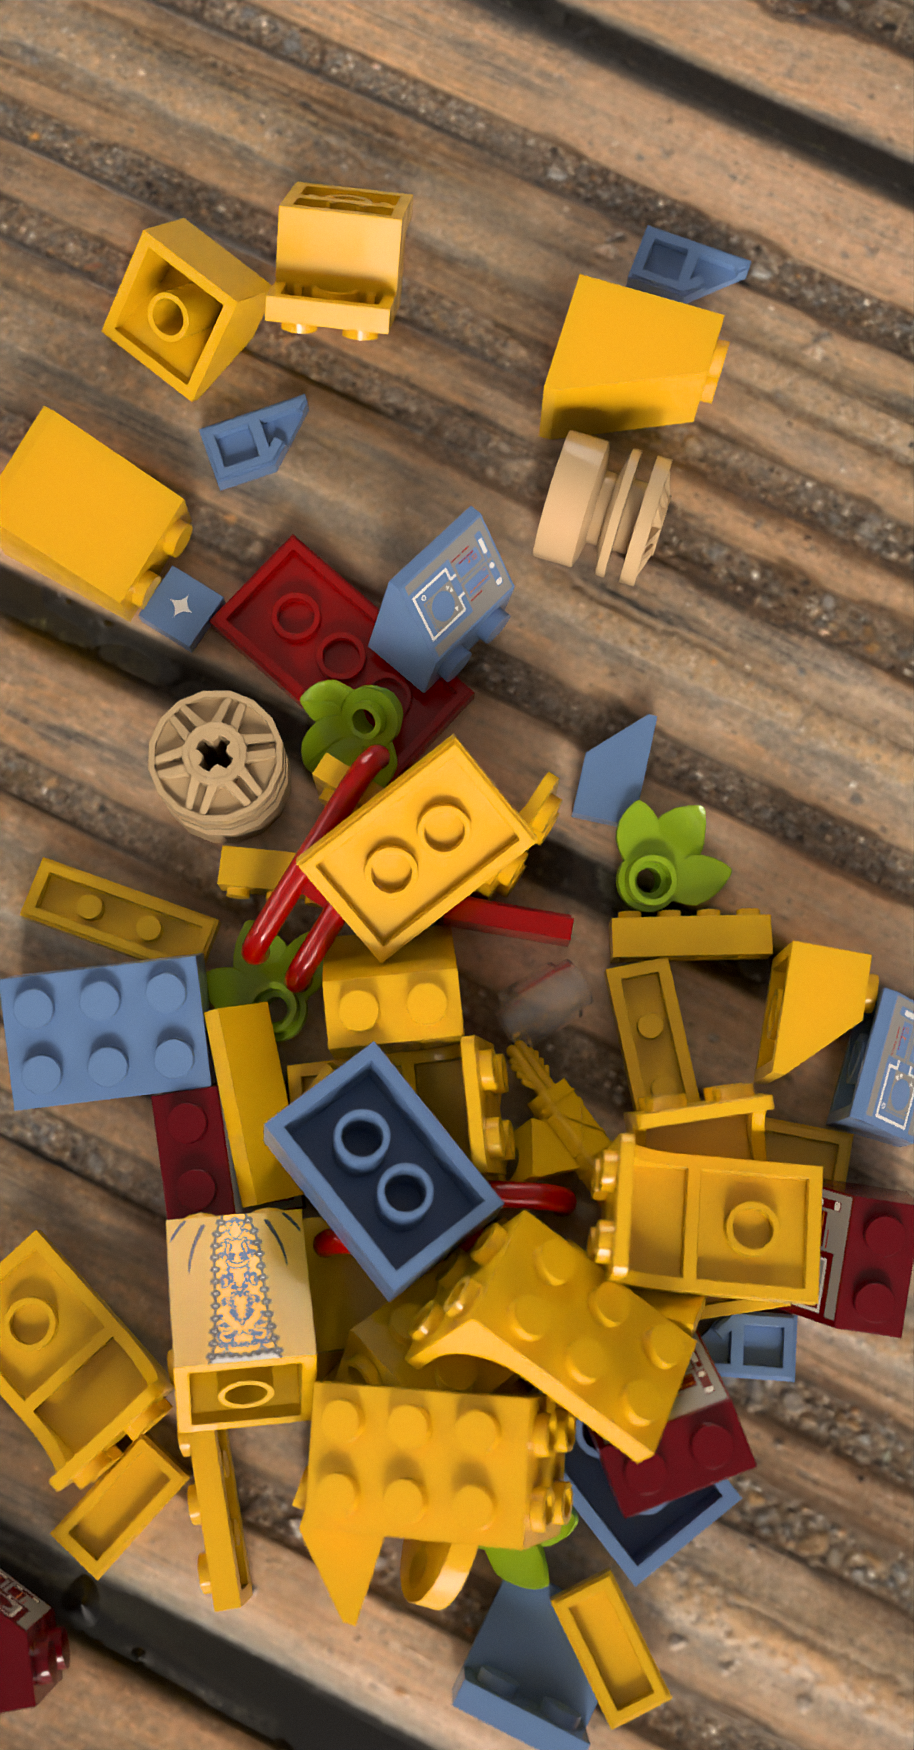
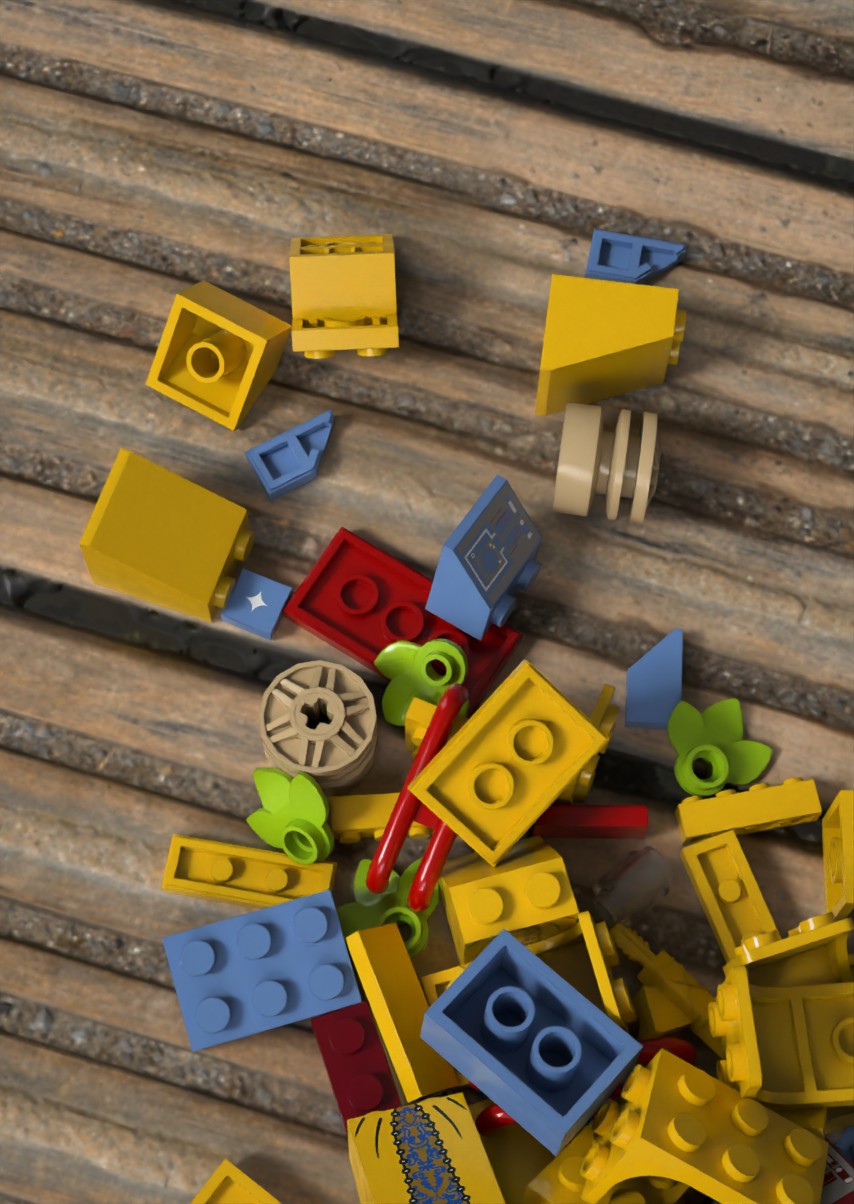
camera: 10 degrees left, 10 degrees down
(175, 860) = (292, 815): none -> lime plate

